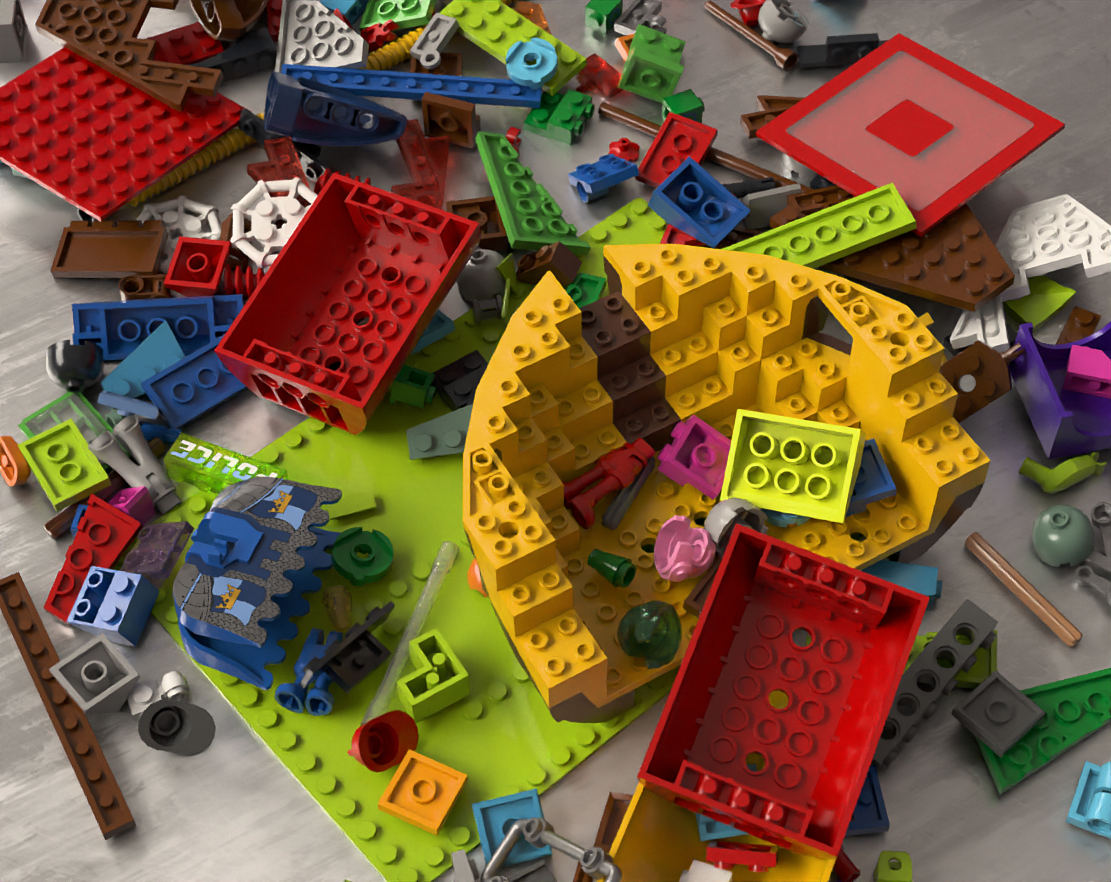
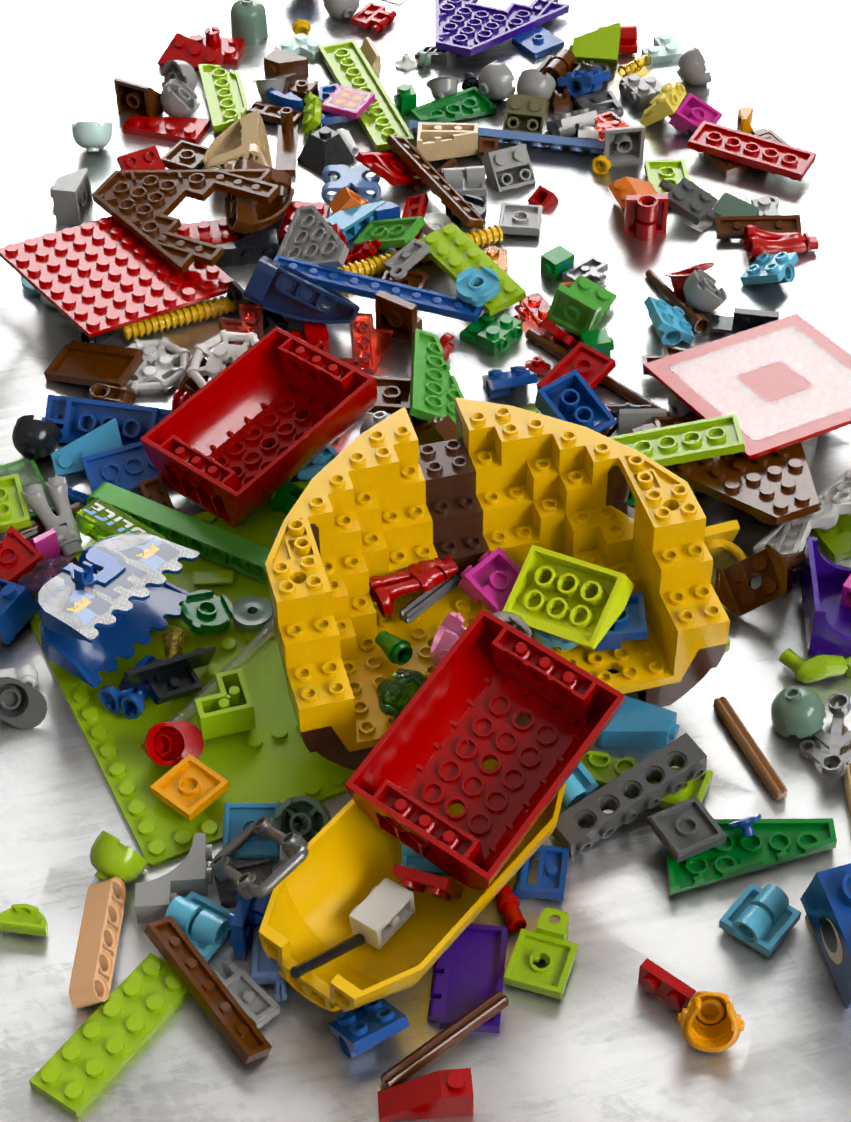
camera: 15 degrees right, 10 degrees down
(128, 406) = (63, 470): medium blue plate -> none
(197, 266) = (155, 385): red slope -> none
(248, 415) = (156, 491): none -> reddish brown plate
(306, 454) = (189, 532): none -> bright green beam
(357, 161) = (315, 334): none -> red brick
(418, 555) = (252, 613): none -> sand green piece
(573, 808) = (302, 815): none -> sand green cylinder
(631, 104) = (556, 334): none -> red plate
(754, 66) = (669, 322): none -> medium azure plate
(1058, 689) = (745, 825): none -> blue plant

